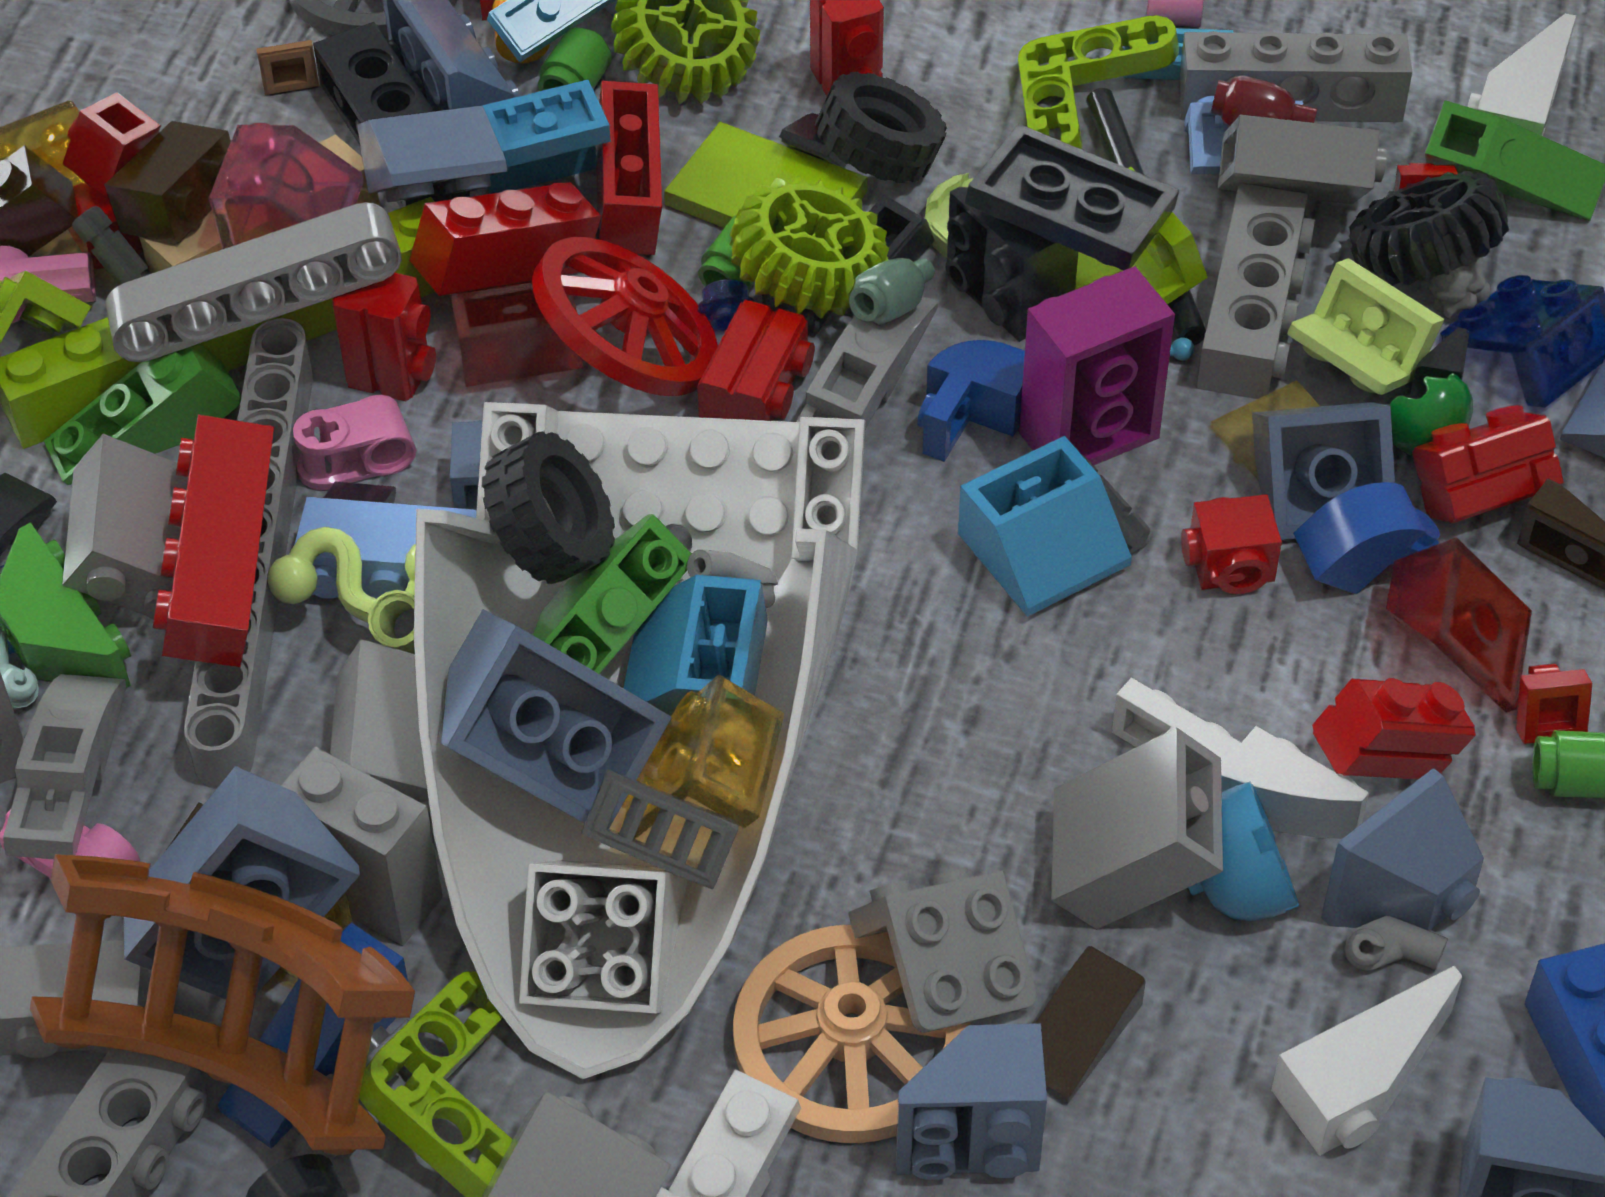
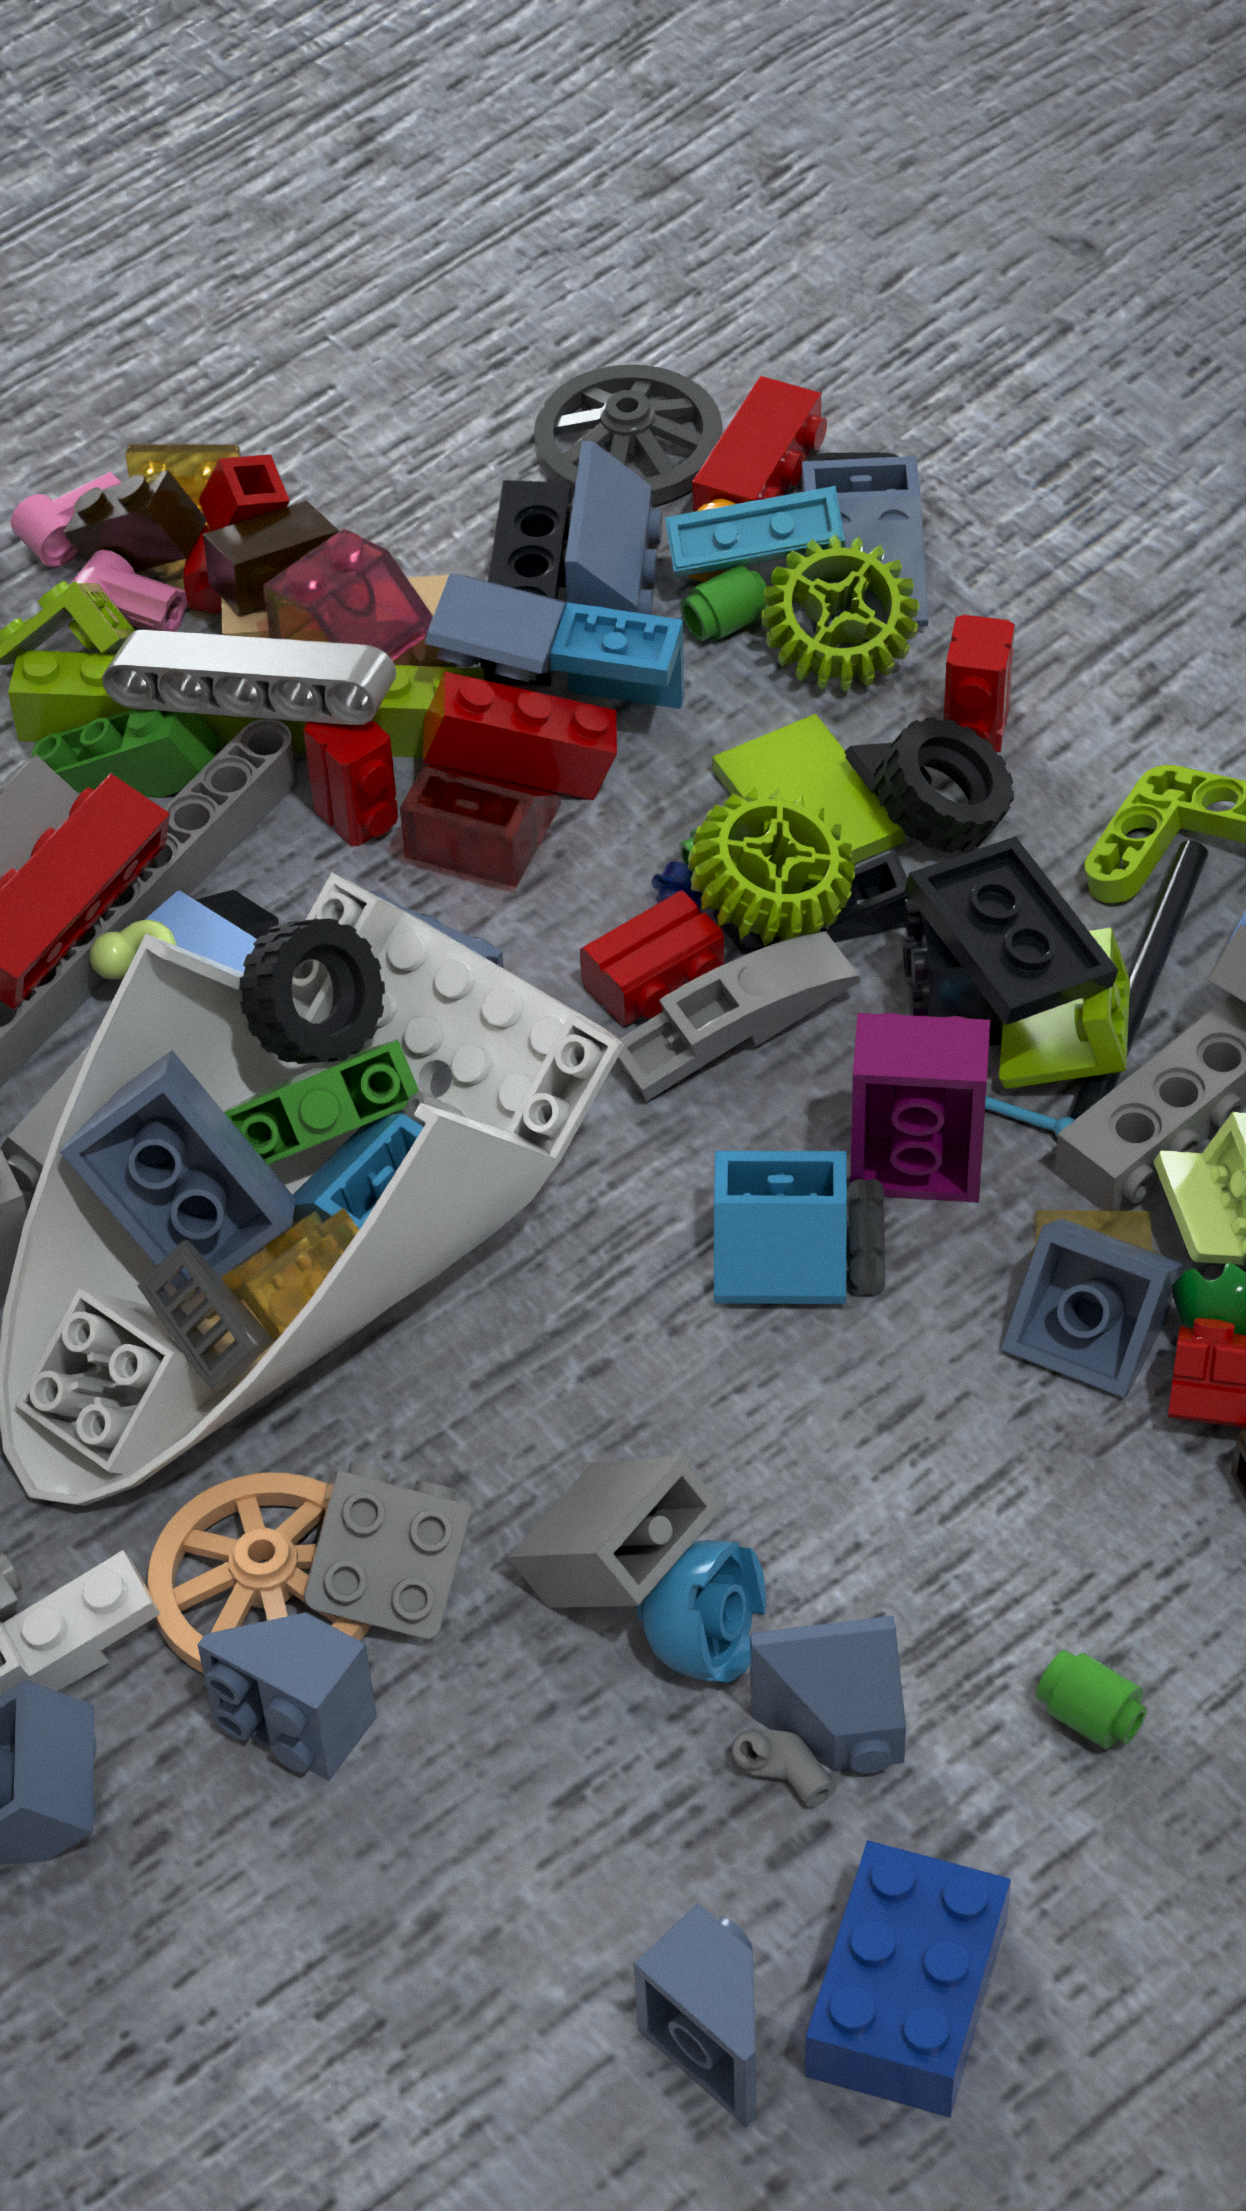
camera: 35 degrees right, 0 degrees up
(110, 247) = (195, 593): dark grey axle -> none
(288, 67) = (475, 492): medium nougat slope -> none
(357, 440) = (271, 864): bright pink piece -> none
(630, 167) = (685, 719): red brick -> none
(636, 301) = (570, 849): red wheel -> none
(890, 289) = (802, 940): sand green plant -> none
(974, 384) = (813, 1072): blue brick -> none
(1086, 1019) = (455, 1678): dark brown slope -> none
(1233, 543) = (945, 1331): red brick -> none
(1292, 787) = (789, 1545): white slope -> none
(1352, 1073) = (658, 1848): white slope -> none
(1363, 534) = (1074, 1381): blue brick -> none
(1393, 728) = (925, 1570): red brick -> none
(1463, 617) = (1095, 1513): clear red slope -> none
(1552, 701) = (1113, 1628): red tile -> none

